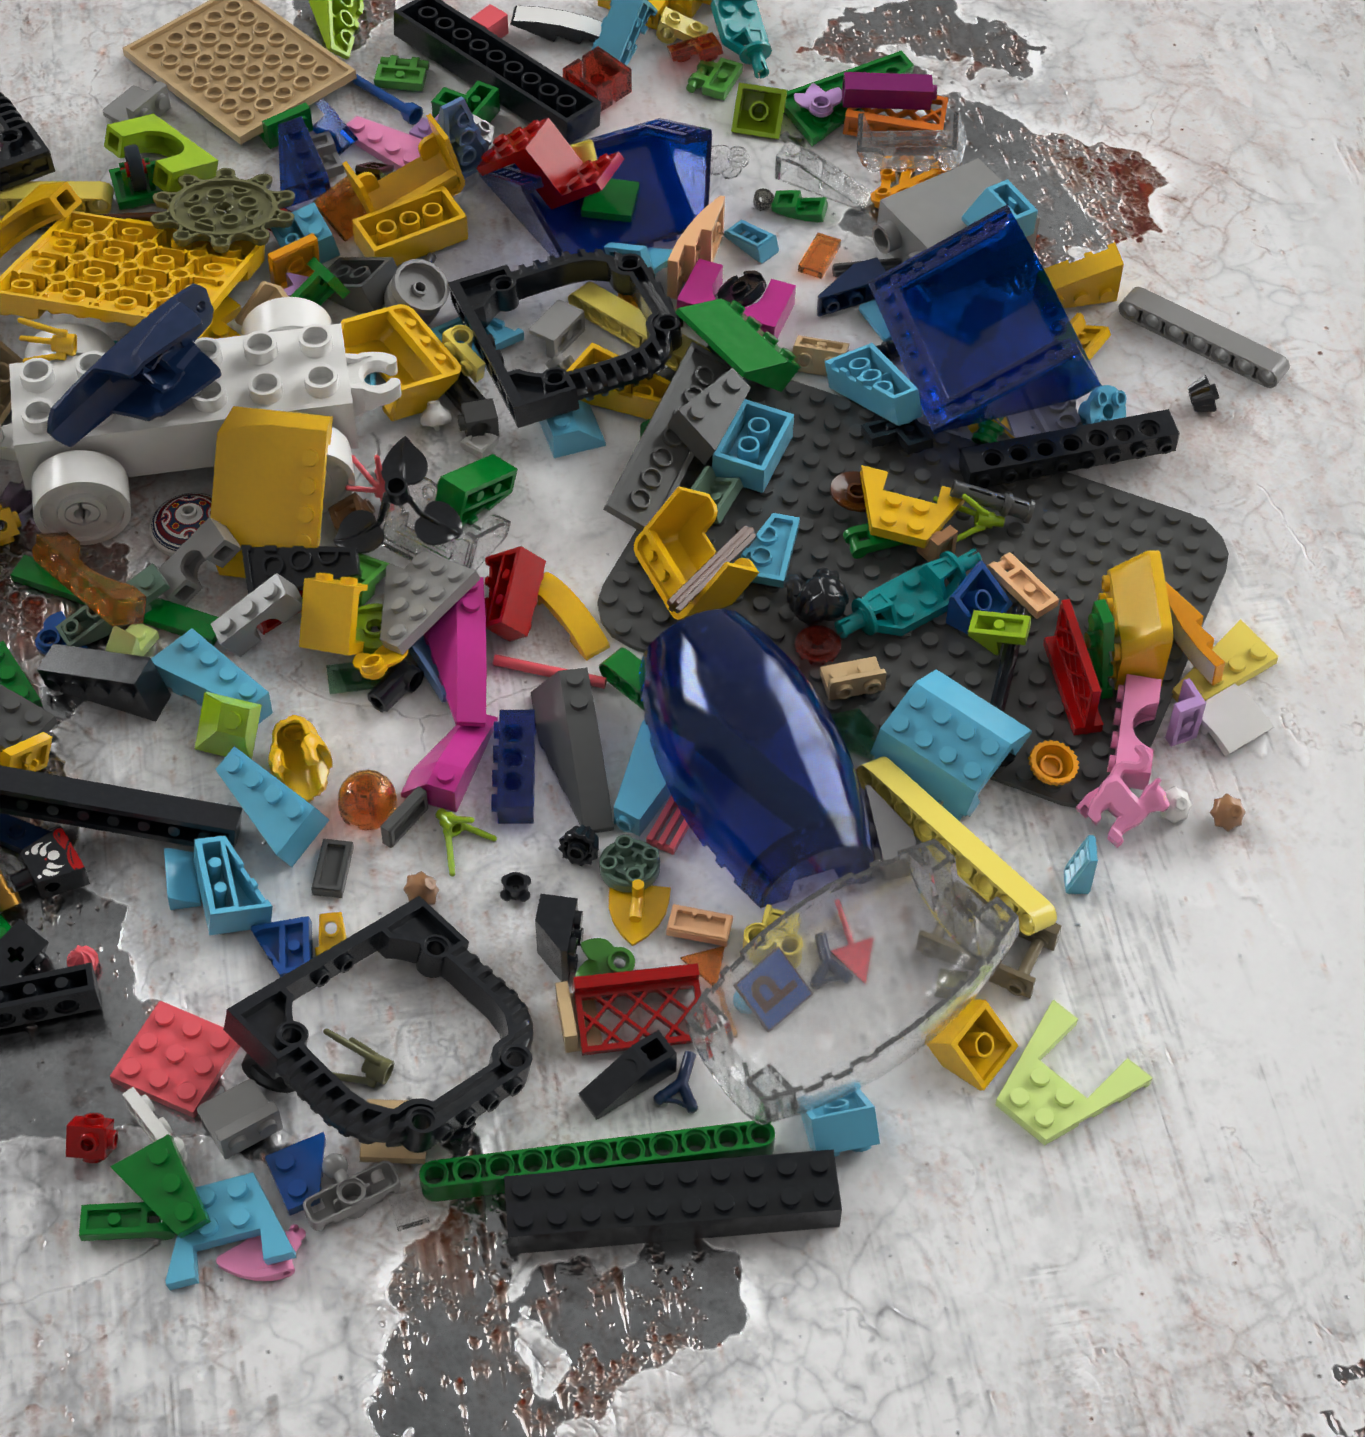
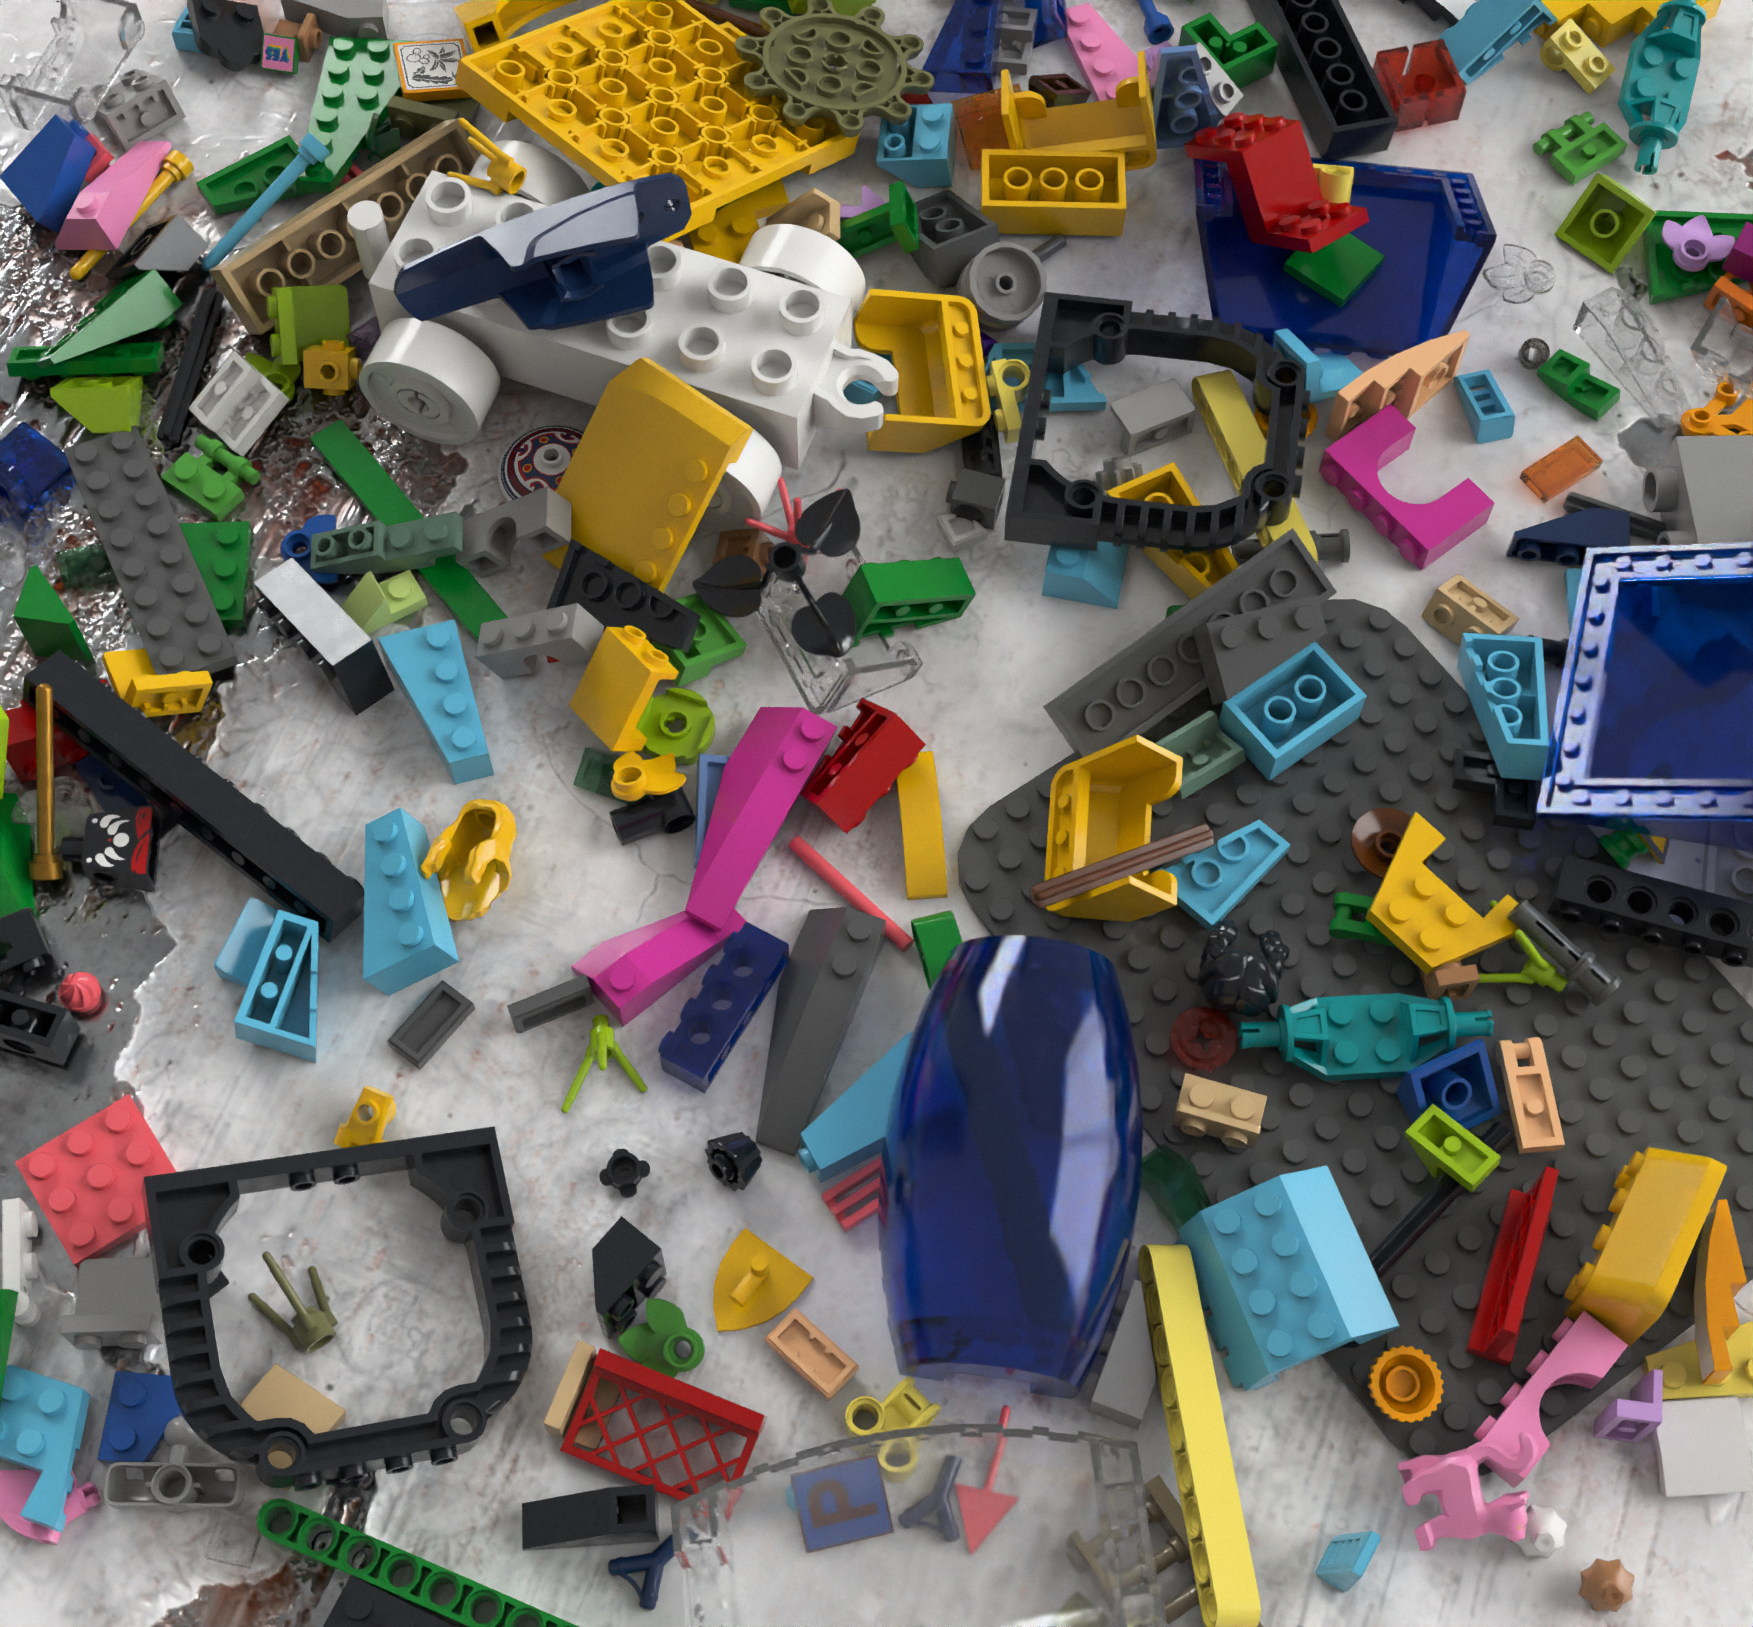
camera: 30 degrees right, 10 degrees up
(110, 599) = (373, 541): clear orange arch -> none
(227, 724) = (420, 772): lime slope -> none
(286, 942) = (313, 1104): blue wing -> none
(293, 259) = (878, 171): light orange tile -> none
(366, 799) = (524, 955): clear orange cylinder -> none
(420, 597) = (740, 717): light grey wing -> none
(422, 886) = (510, 1114): medium nougat piece -> none
(435, 415) = (926, 467): white piece -> none
(627, 861) = (779, 1219): sand green tile -> none
(704, 46) = (1587, 96): clear red plate -> none
(708, 962) = (790, 1413): clear orange piece -> none
(741, 342) = (1359, 556): green slope -> none
(743, 289) = (1421, 475): black tile -> none
(1099, 642) = (1566, 1255): green wing -> none

